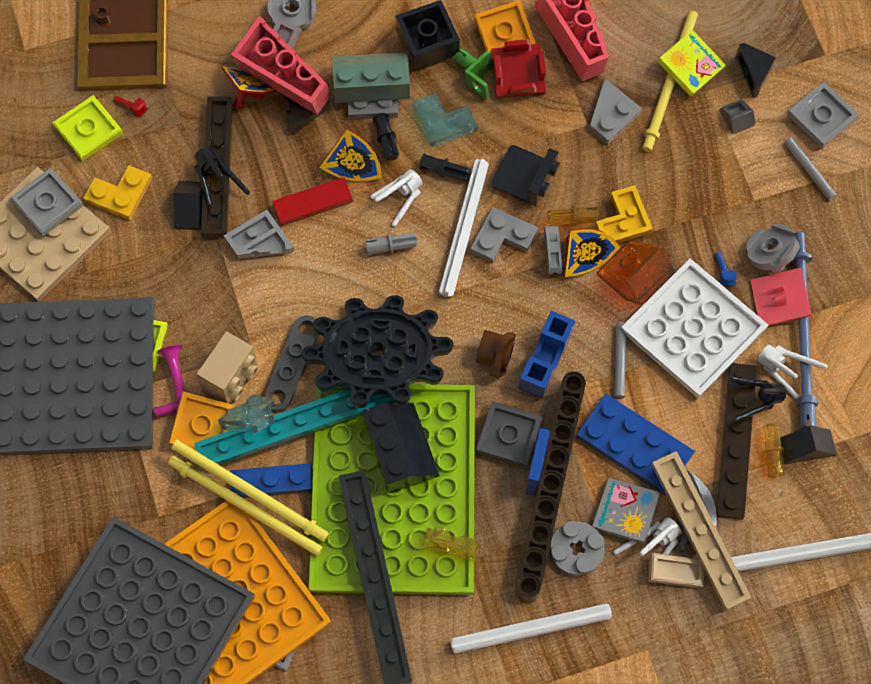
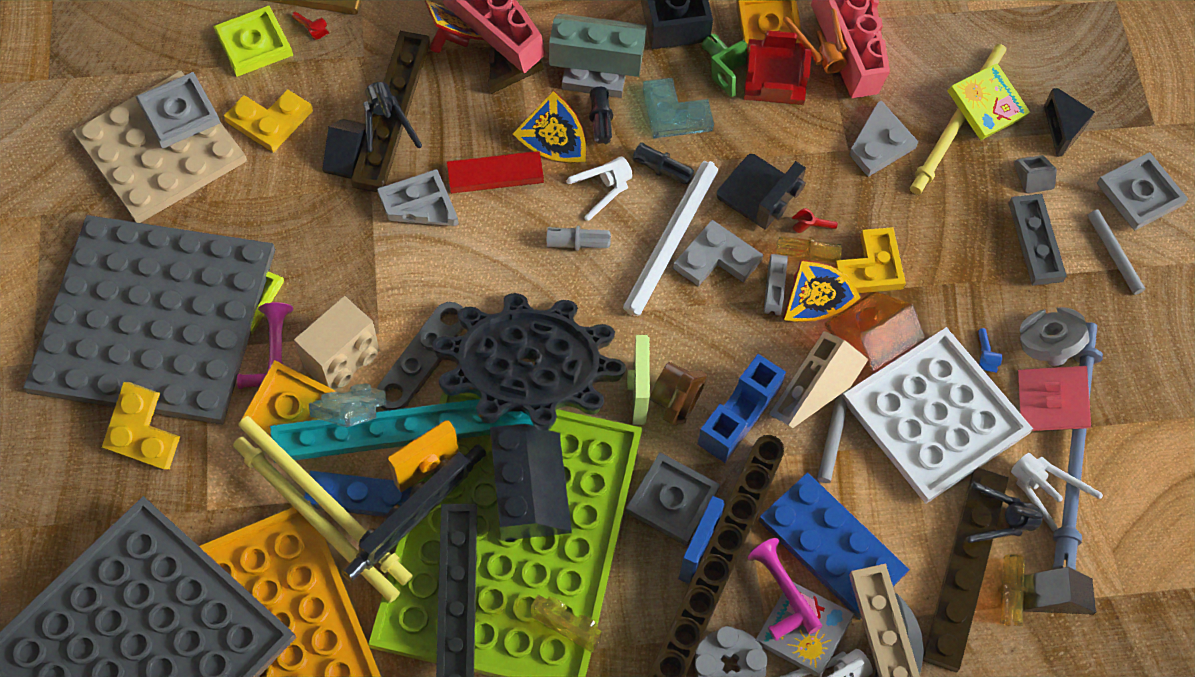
camera: 10 degrees right, 5 degrees down
(86, 470) = (130, 428): none -> yellow plate
(313, 492) = (404, 518): none -> black plate
(317, 442) = (423, 455): none -> light orange plate
(465, 349) = (639, 380): none -> yellowish green plate
(559, 48) = (829, 54): none -> orange plant
(567, 191) = (807, 219): none -> red hand
(602, 318) = (820, 379): none -> tan slope
(623, 499) = (803, 613): none -> dark pink piece
(748, 171) = (1037, 239): none -> dark grey plate

